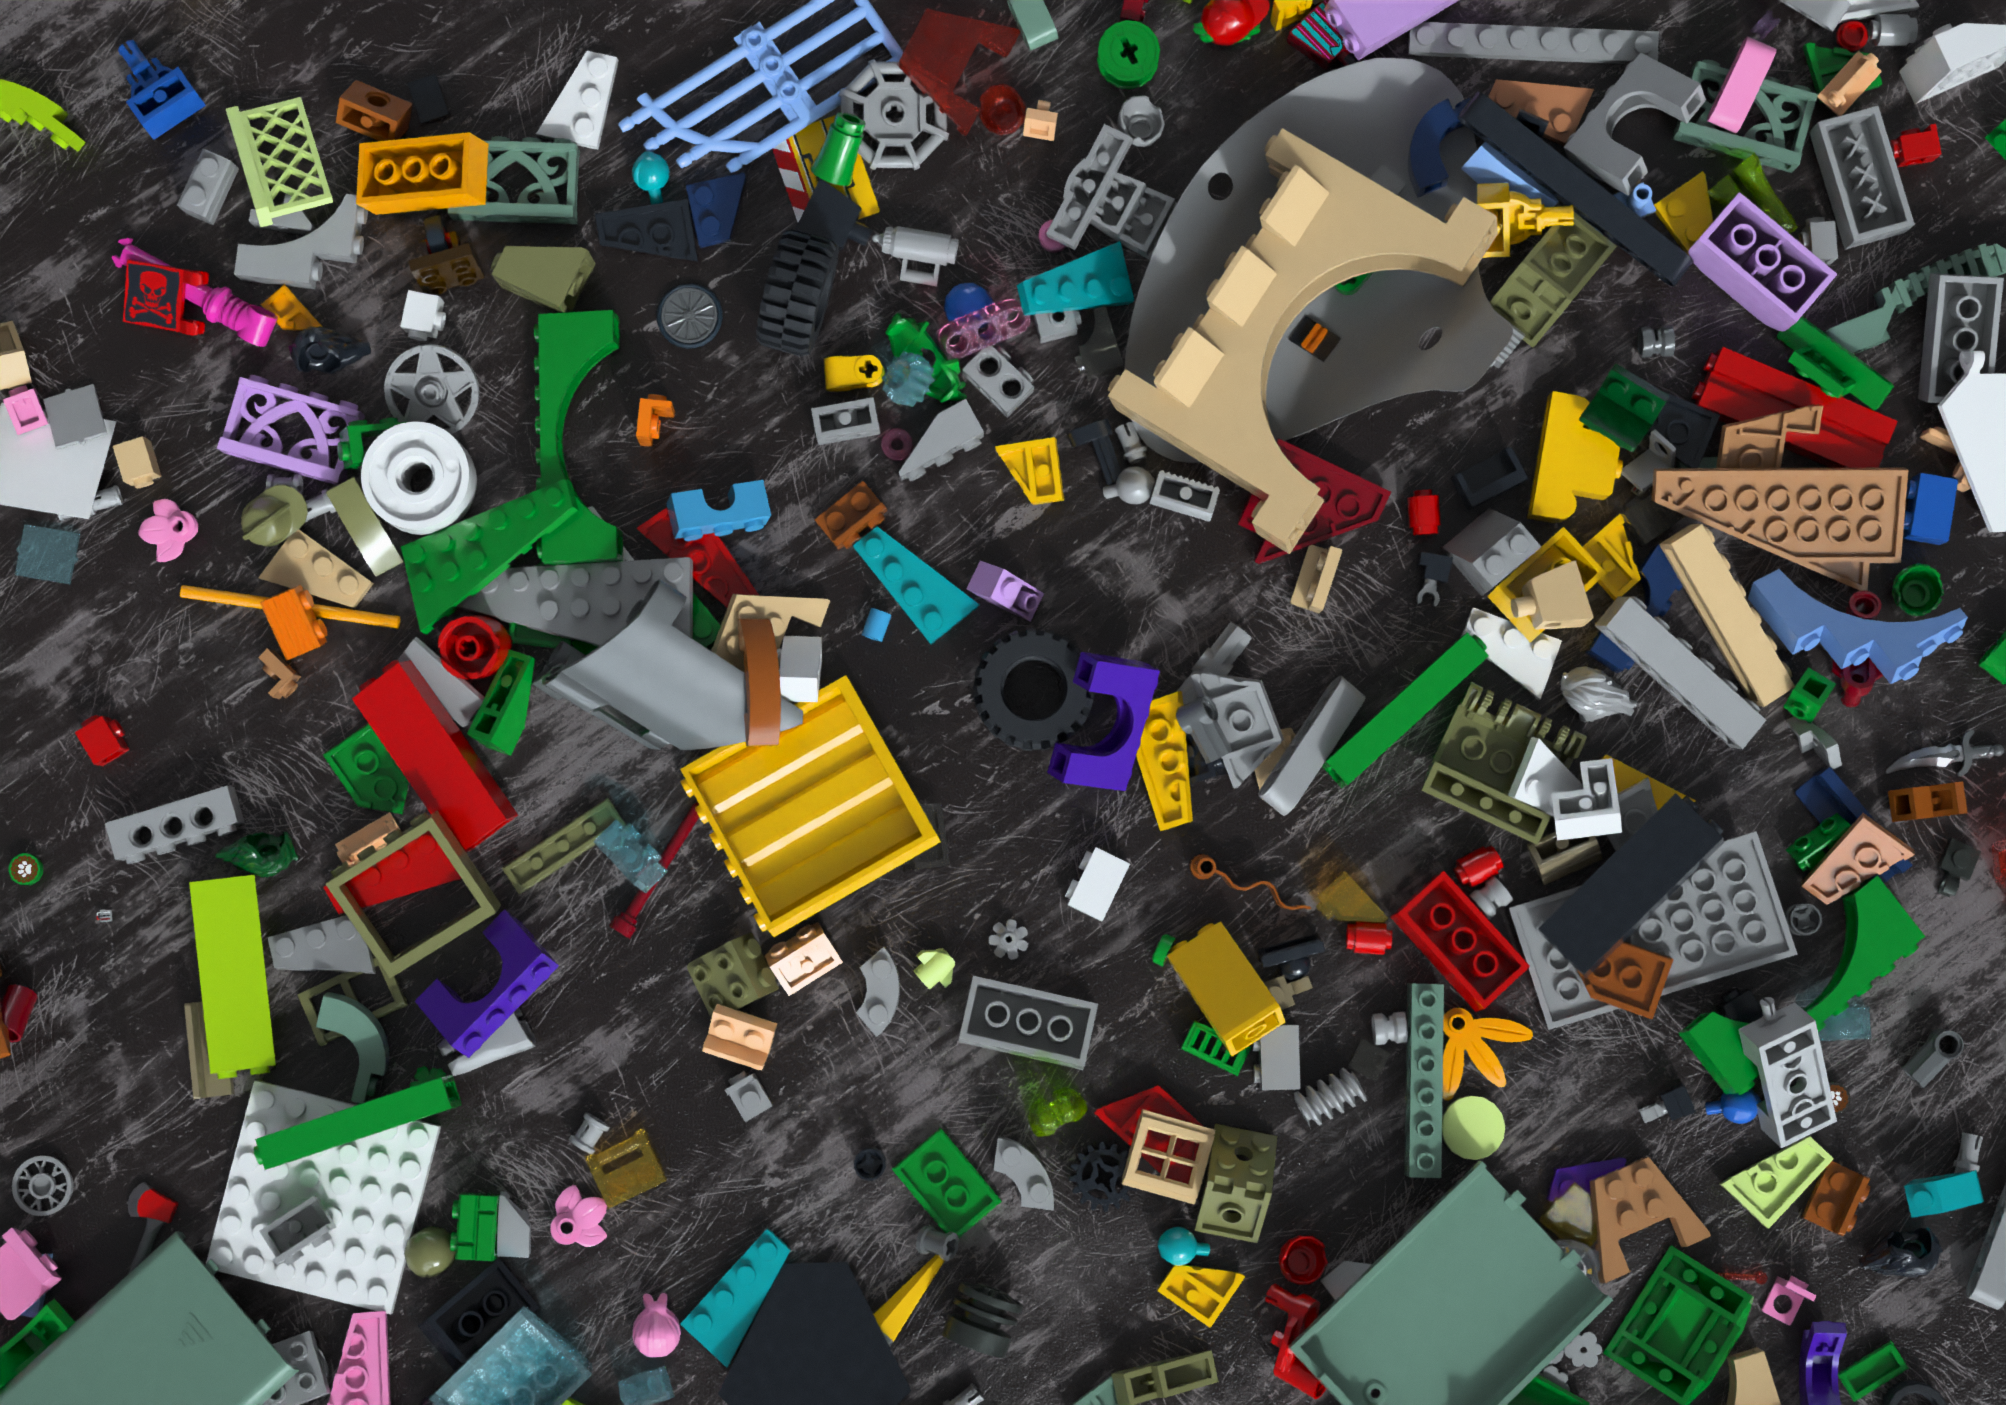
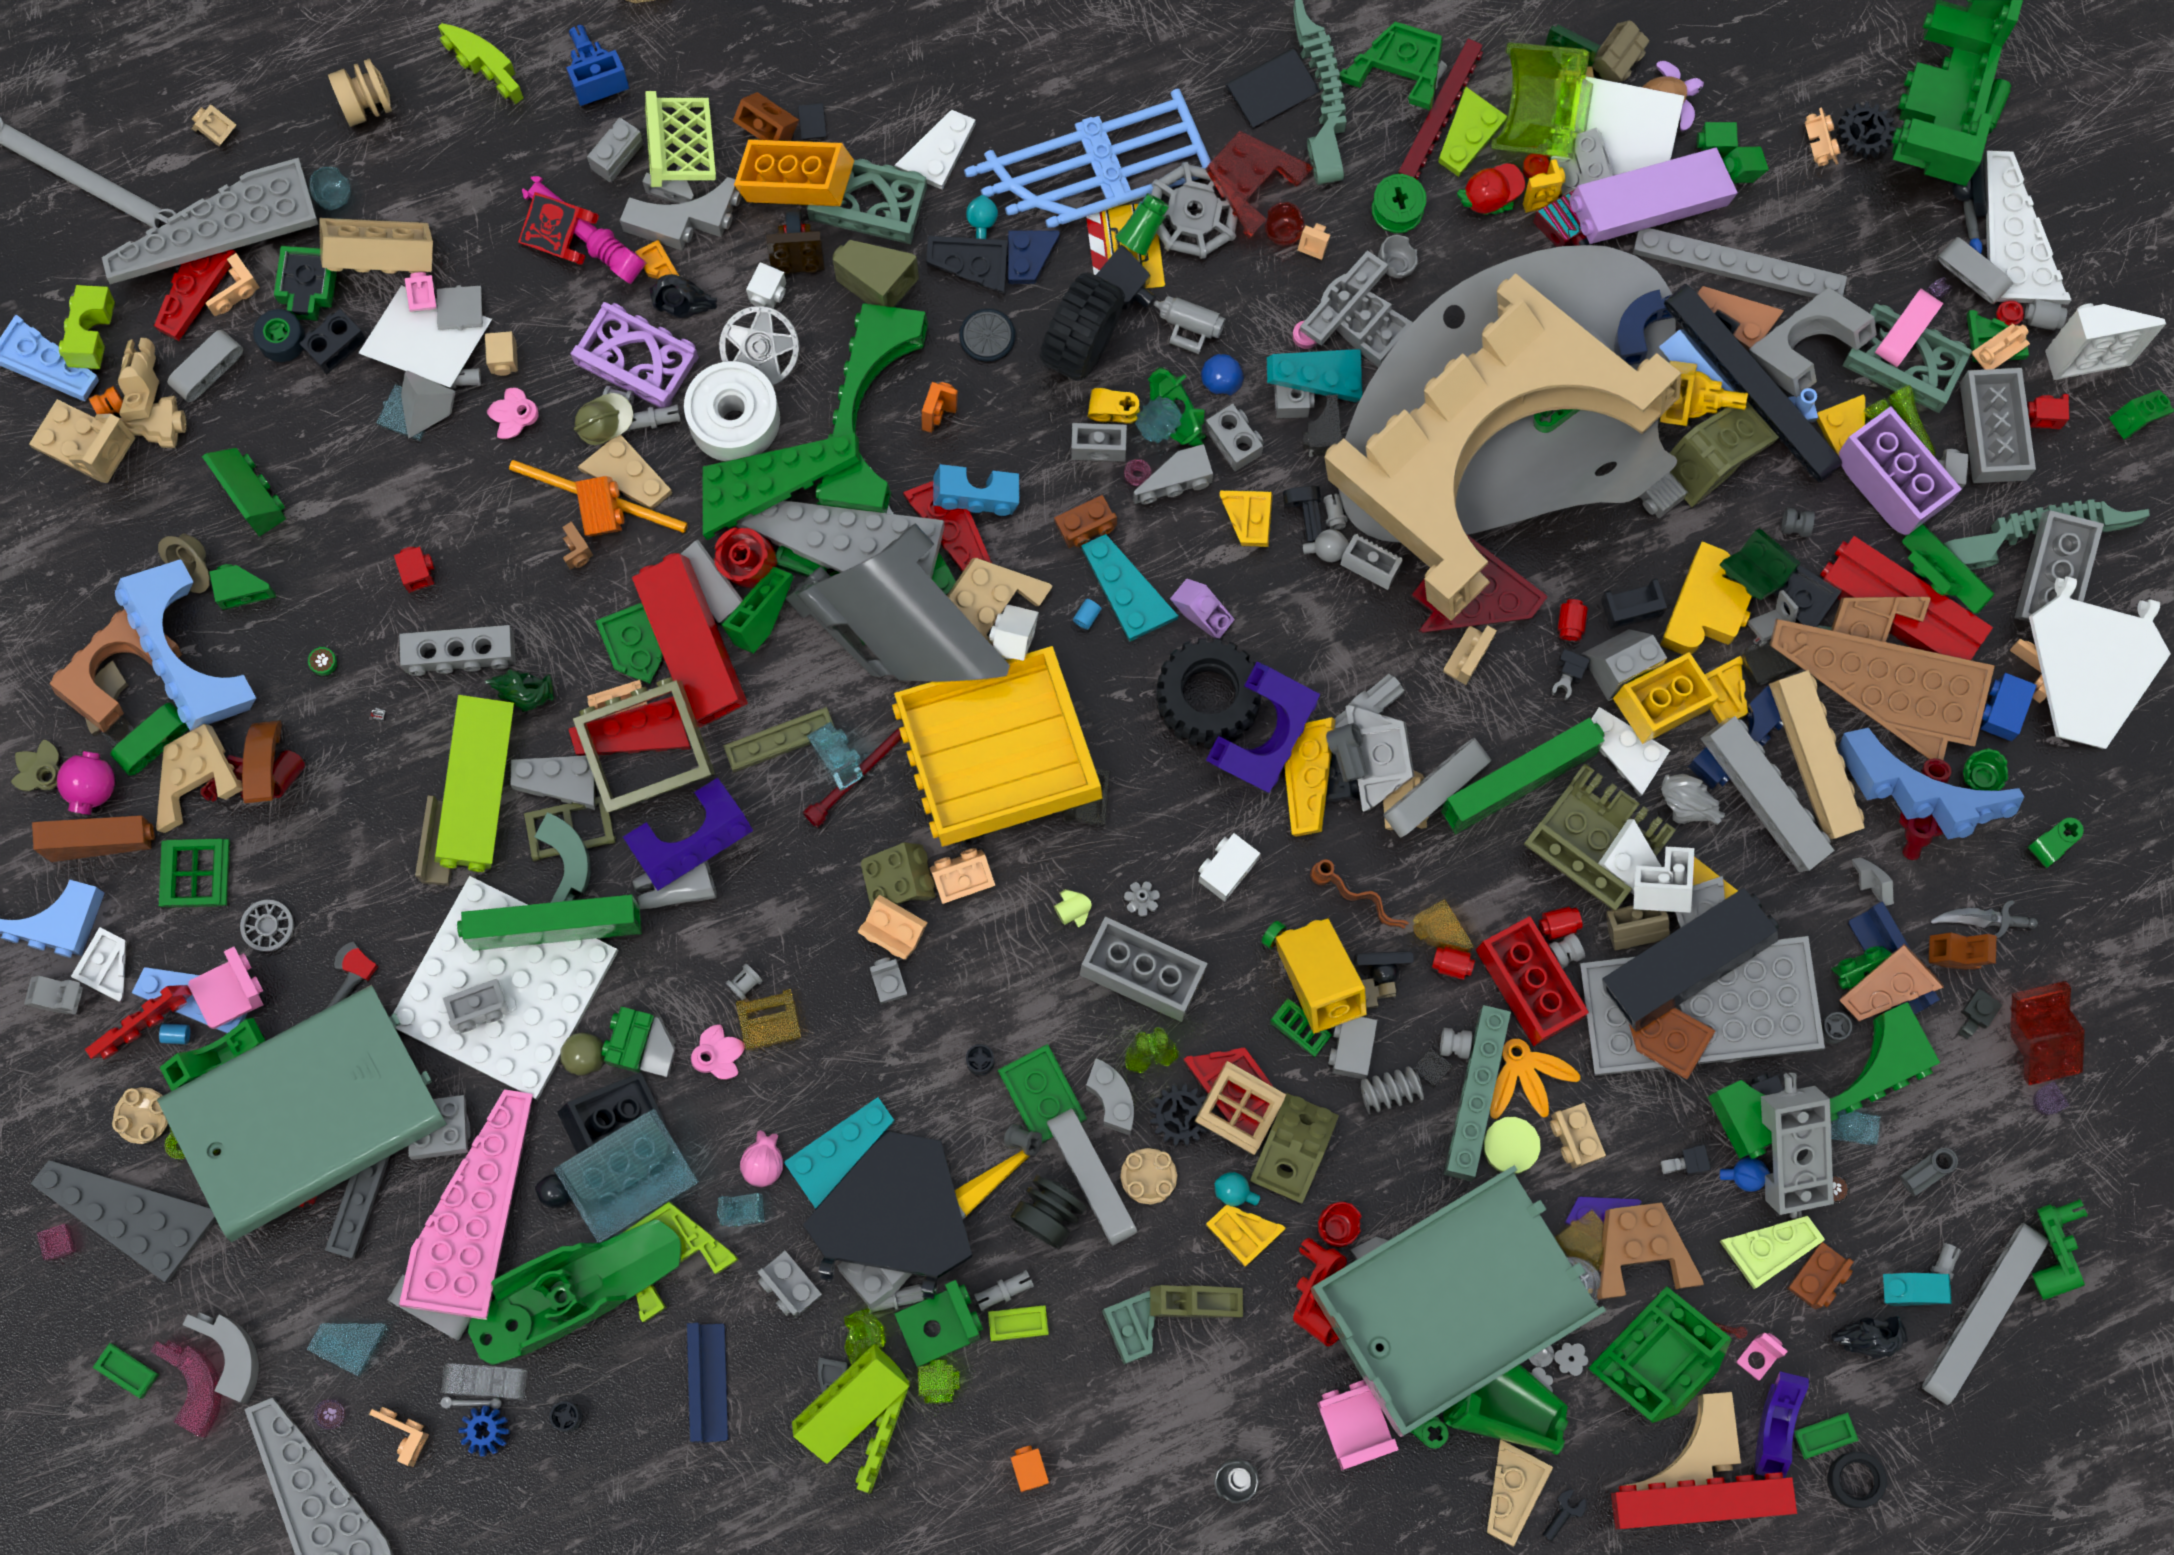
camera: 10 degrees right, 10 degrees down
(63, 541) = (424, 402): none -> light grey slope
(350, 445) = (682, 371): green bracket -> none
(364, 526) = (677, 442): slope -> none
(762, 682) = (980, 632): dark orange slope -> none
(882, 991) = (1023, 918): light grey brick -> none
(969, 324) = (1219, 386): clear pink beam -> none
(1021, 1267) = (1092, 1177): none -> light grey beam
(1083, 1250) = (1148, 1176): none -> tan dish
(1314, 339) = (1508, 461): black piece -> none
(1542, 1100) = (1577, 1136): none -> tan bracket
(1555, 599) = (1670, 704): tan torso -> none
(1809, 695) = (1875, 838): green brick -> none

